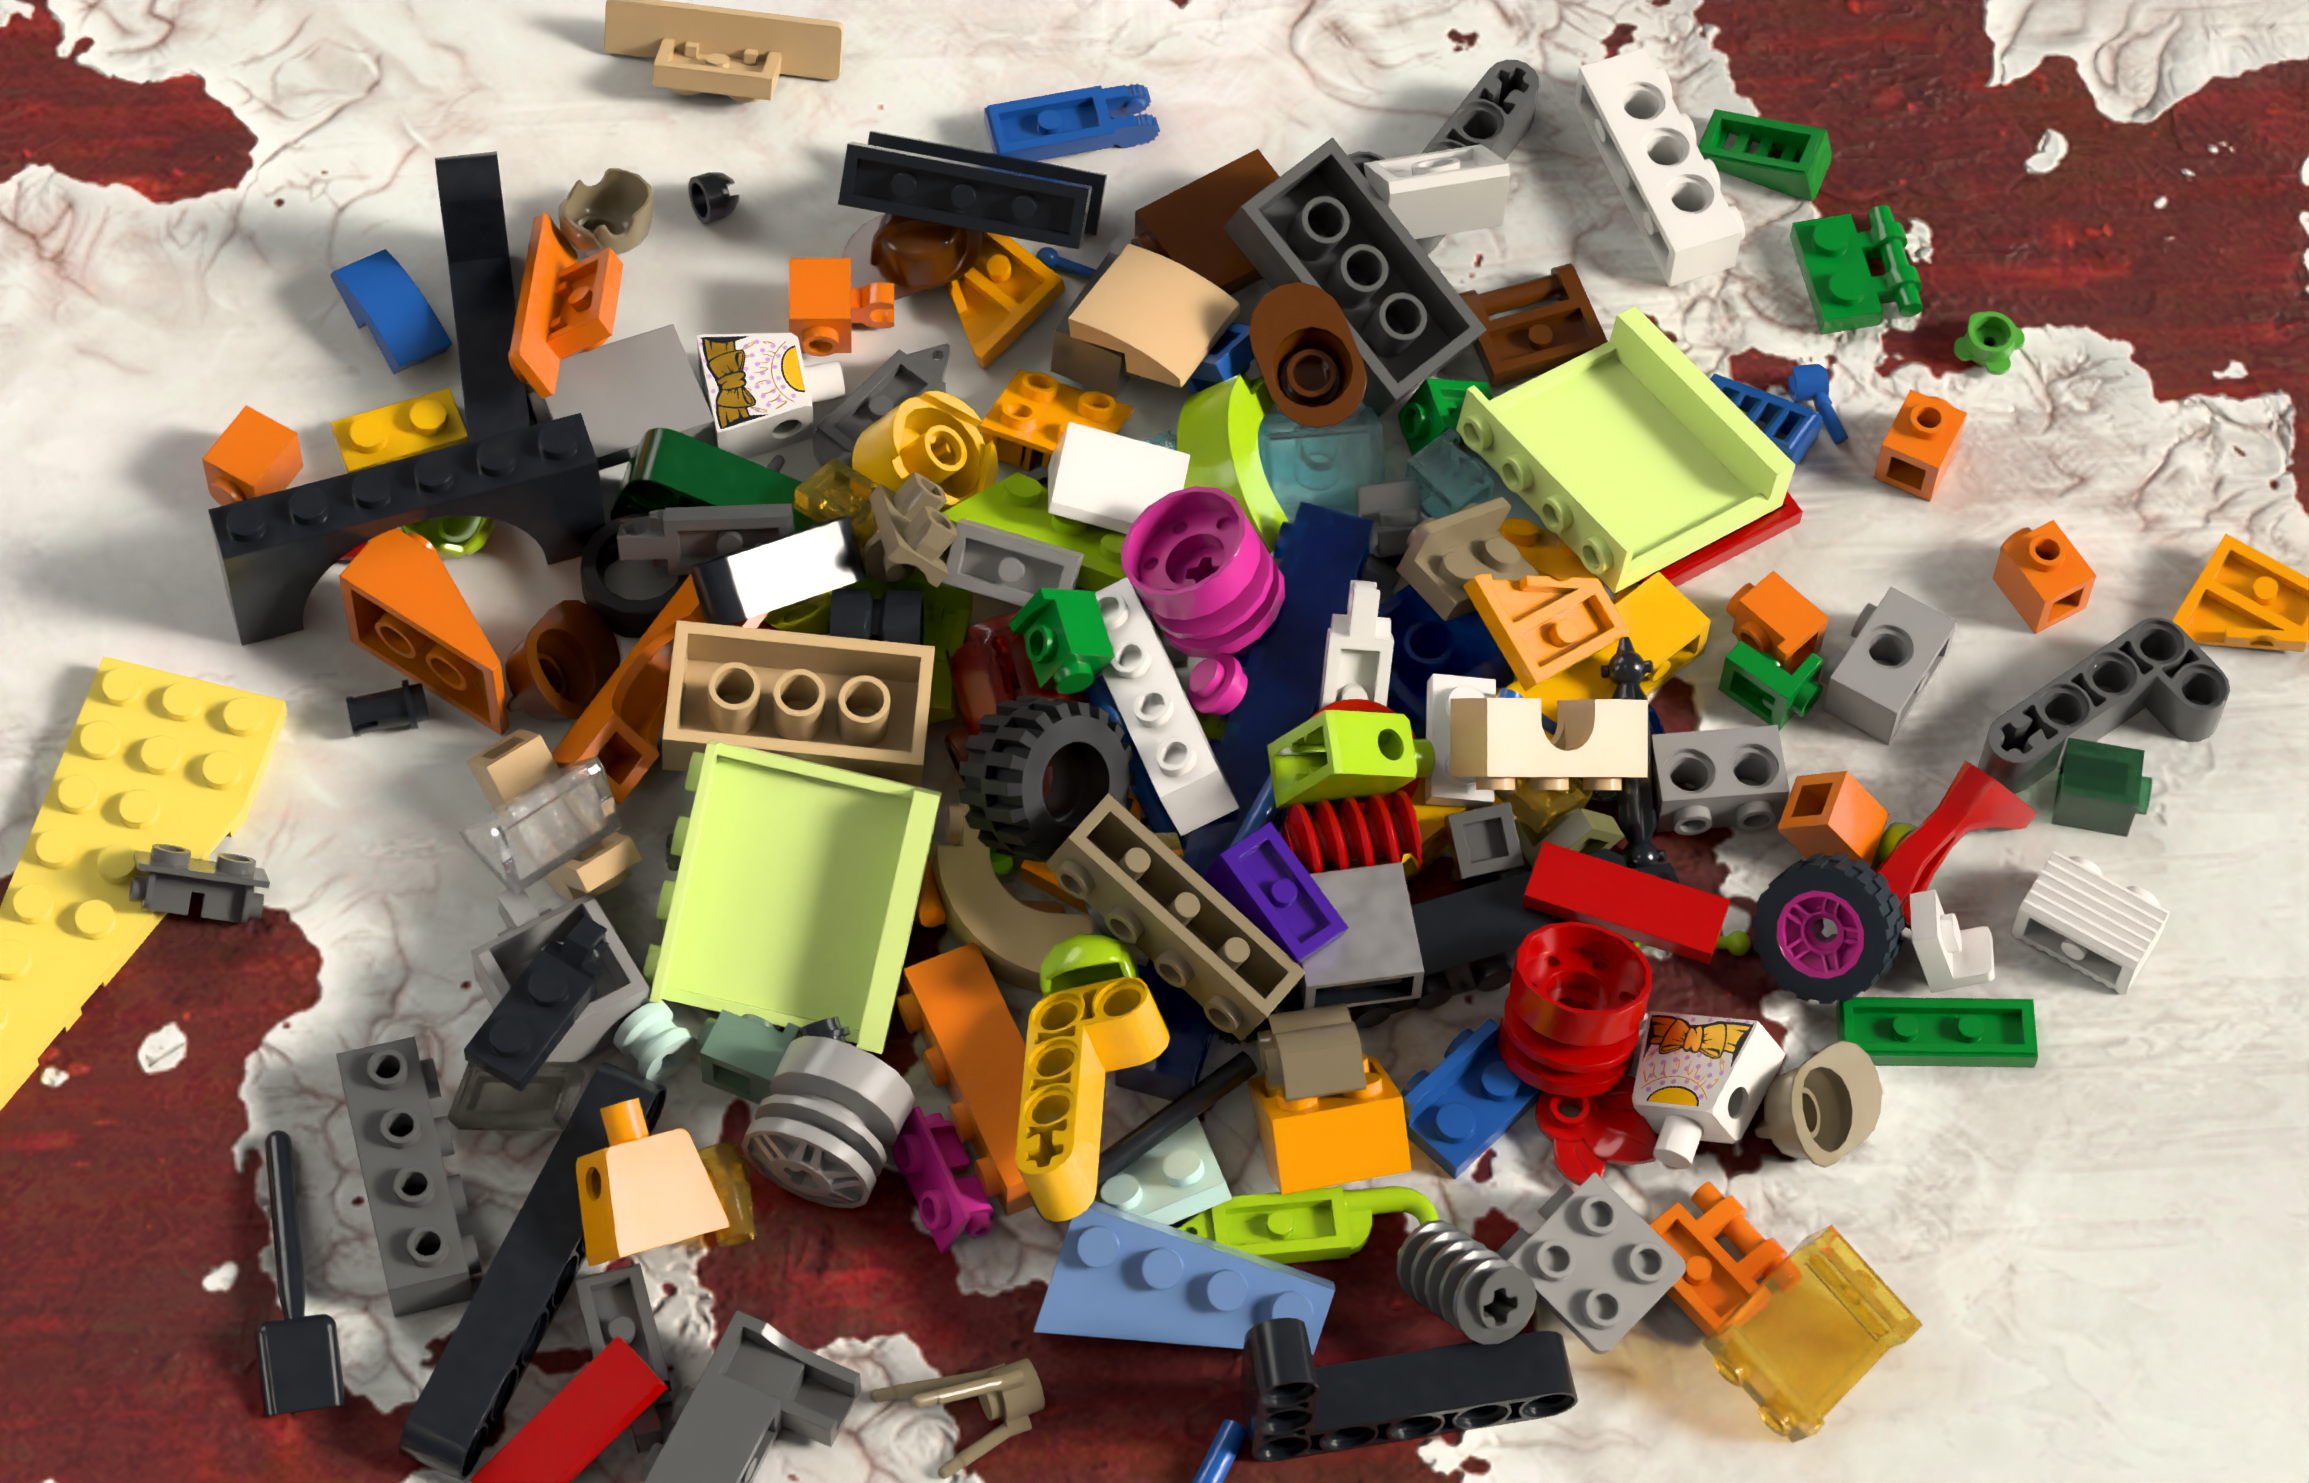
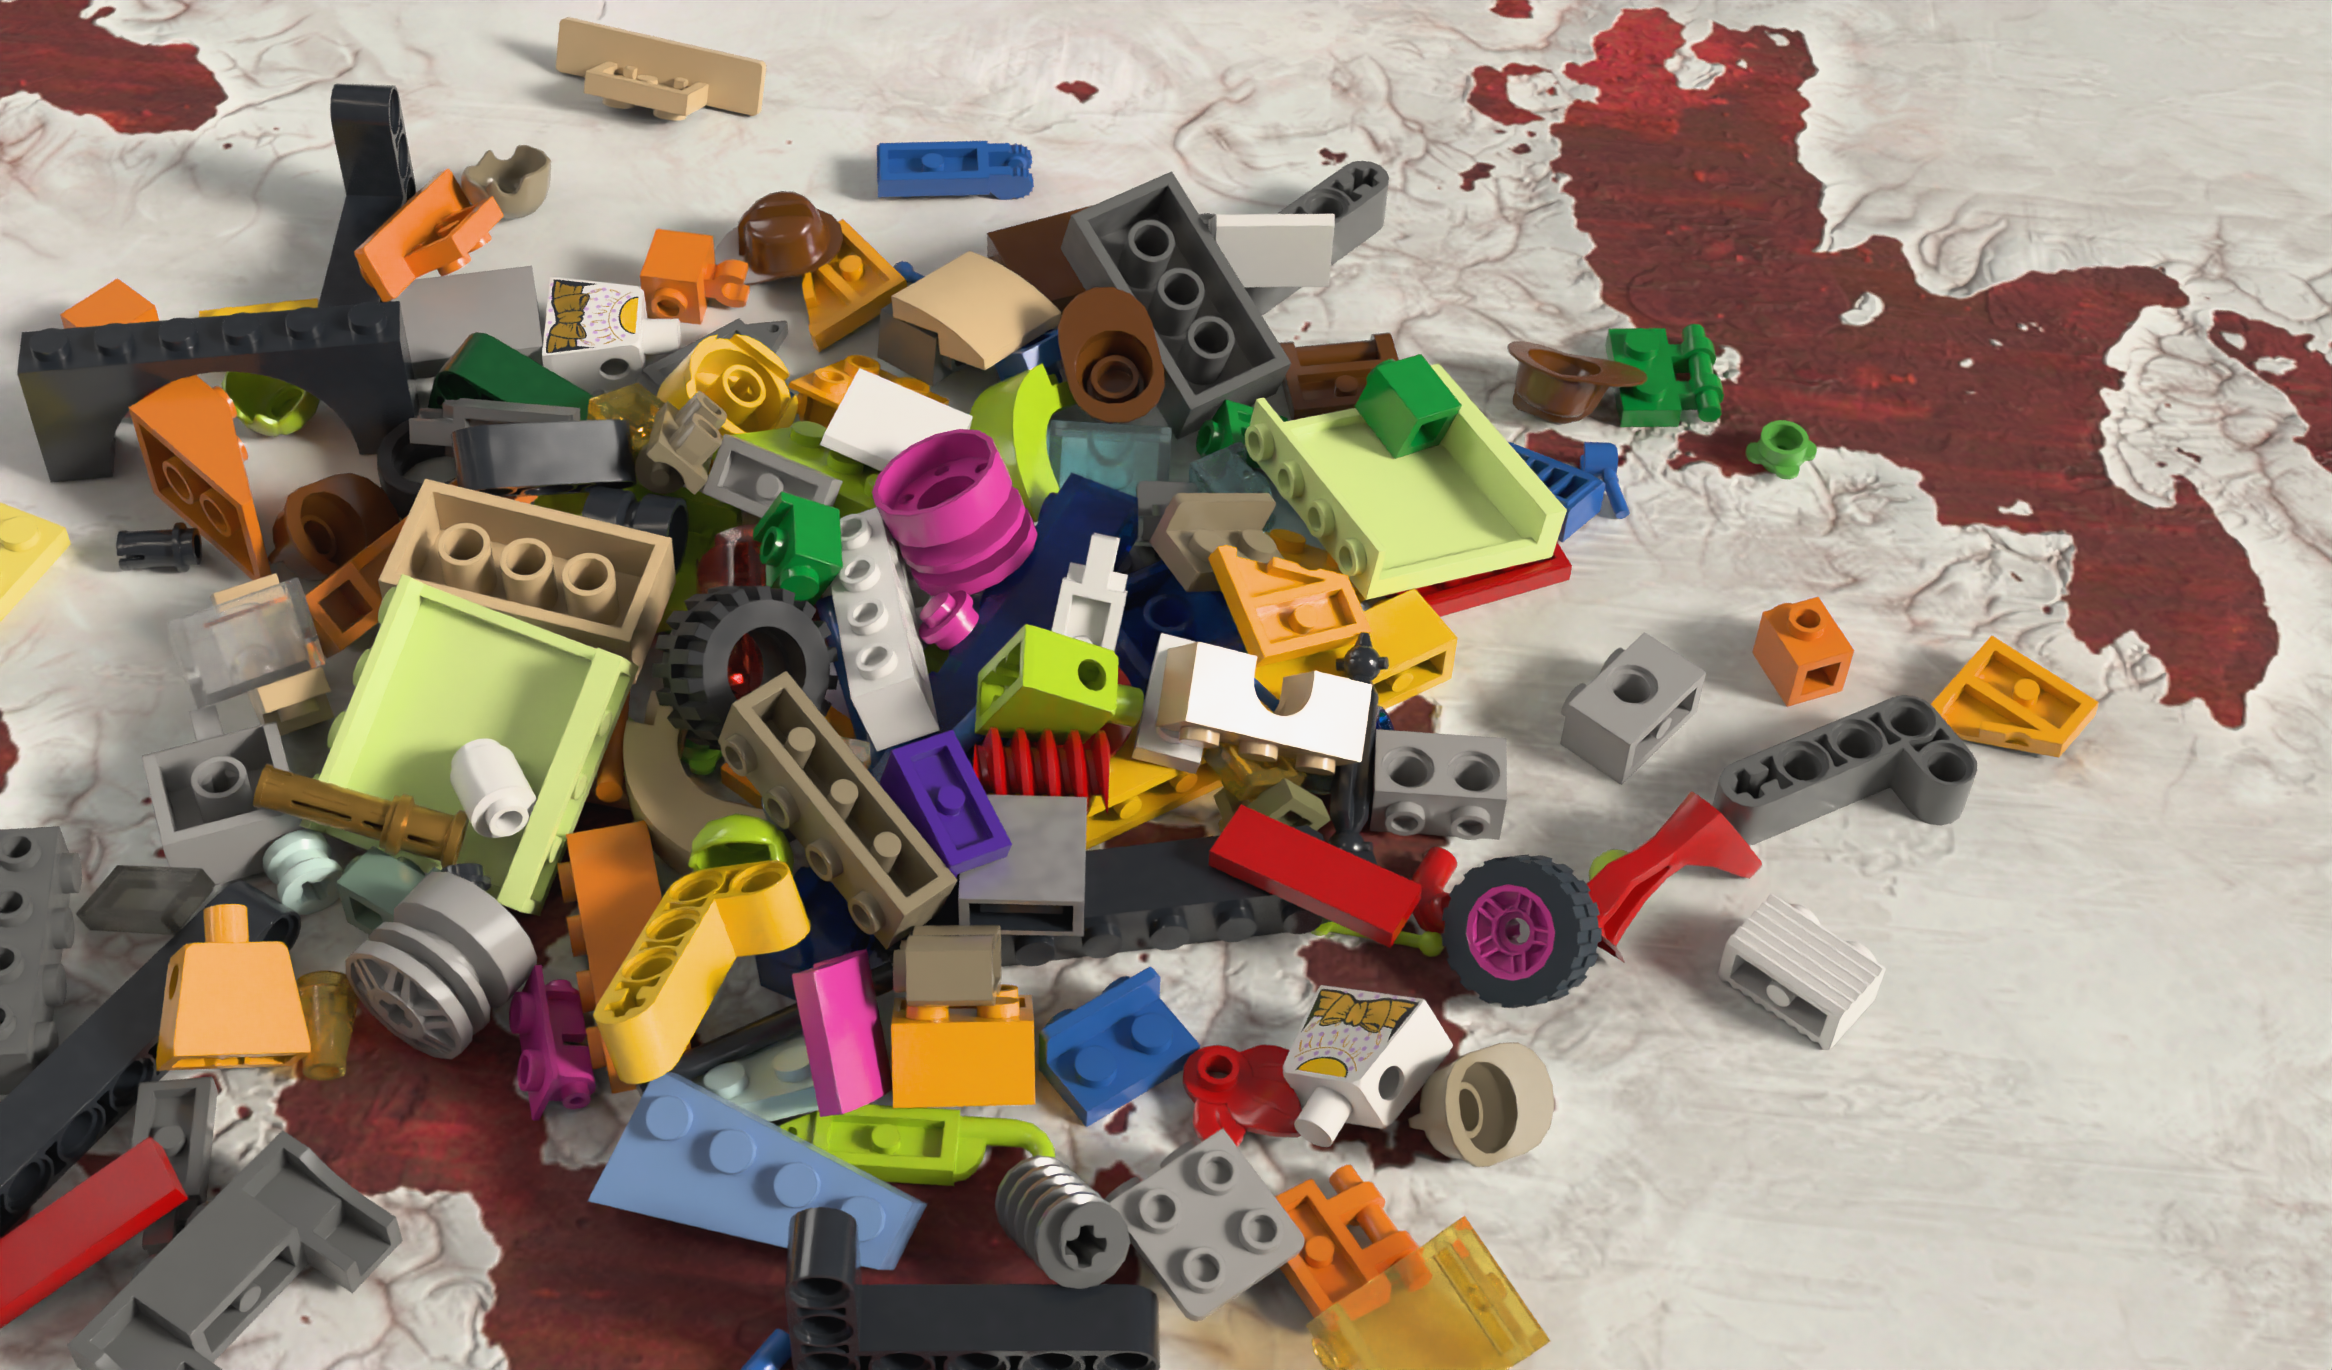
camera: 10 degrees right, 10 degrees down
(393, 309) = (288, 232): blue slope -> none
(540, 1007) = (181, 809): black hinge -> none
(711, 196) = (611, 183): black hinge -> none
(742, 986) = (394, 823): none -> pearl gold pin
(831, 939) = (492, 788): none -> white brick
(972, 189) = (840, 190): black fence -> none
(1003, 1391) = (549, 1264): dark tan plant -> none
(1228, 1135) = (843, 1033): none -> dark pink slope
(1483, 842) = (1182, 802): dark grey panel -> none
(1574, 1009) = (1238, 968): red wheel -> none
(1612, 361) = (1407, 405): none -> green brick
(1683, 243) = (1488, 264): white brick -> none
(1726, 882) = (1434, 875): none -> red arm
(1764, 297) = (1565, 385): none -> reddish brown piece
(1766, 688) = (1505, 711): green bracket -> none
(1777, 621) = (1527, 658): orange brick -> none
(1782, 174) = (1615, 278): green slope -> none
(1833, 816) = (1550, 824): orange brick -> none
(1920, 445) = (1697, 523): orange brick -> none
(1941, 1031) = (1628, 1056): green tile -> none
(1947, 954) = (1640, 977): white bracket -> none
(2100, 787) = (1831, 847): clear green brick -> none

